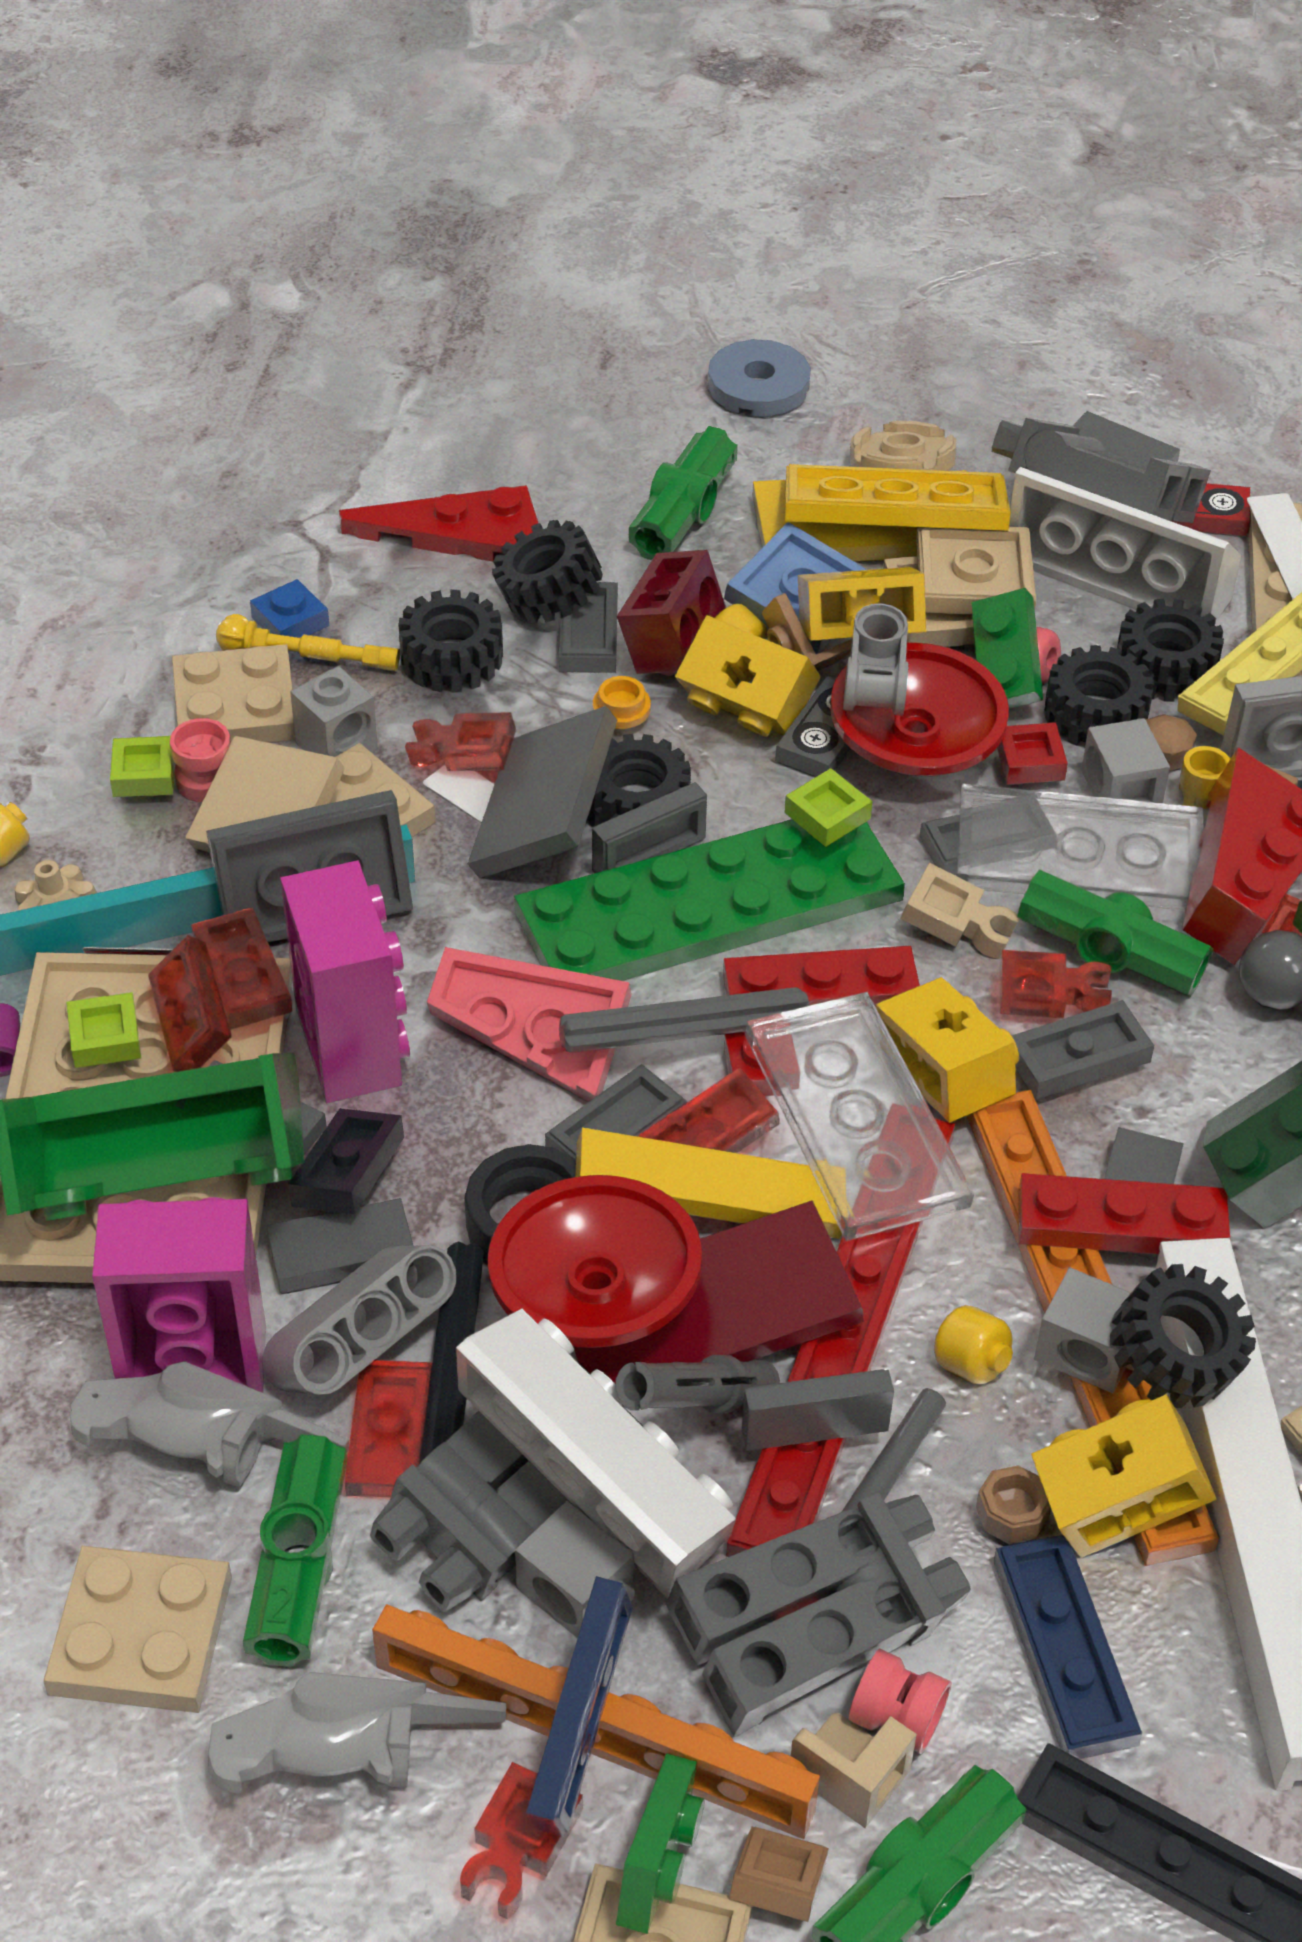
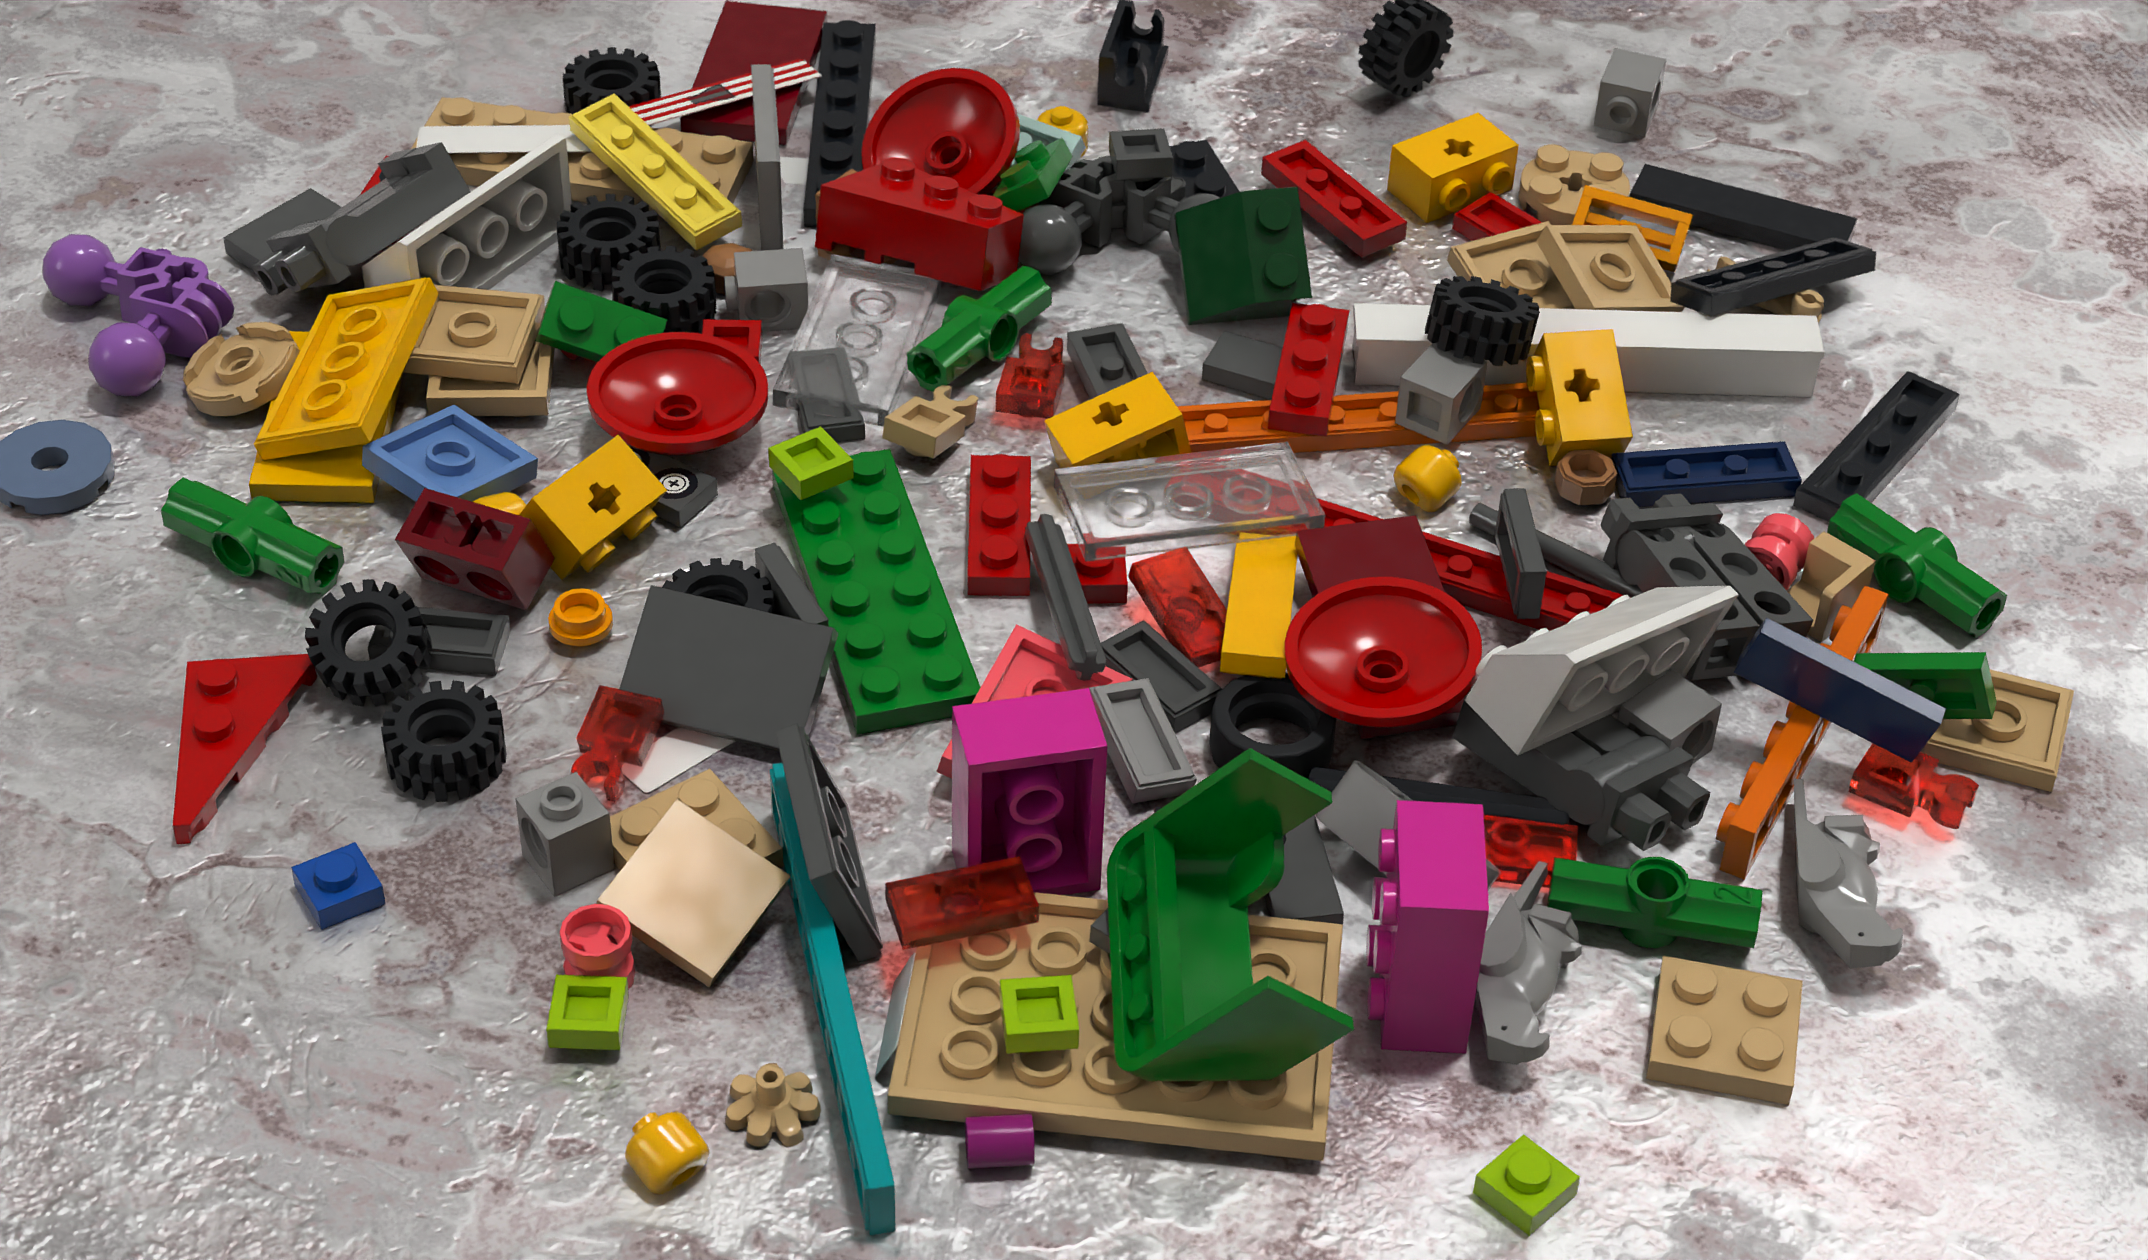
camera: 85 degrees left, 5 degrees down
(189, 1005) = (1017, 940): clear red plate -> none
(238, 688) = (474, 939): tan plate -> none
(239, 633) = (376, 920): yellow piece -> none
(505, 1105) = (1141, 741): none -> light grey tile
(716, 1397) = (1501, 606): dark grey pin -> none
(779, 1873) = (1924, 633): medium nougat tile -> none
(788, 632) = (538, 463): medium nougat bracket -> none
(832, 599) = (537, 395): yellow brick -> none
(877, 660) = (637, 388): light grey piece -> none
(962, 395) = (160, 294): none -> medium lavender piece
(1199, 774) = (791, 234): yellow hose -> none

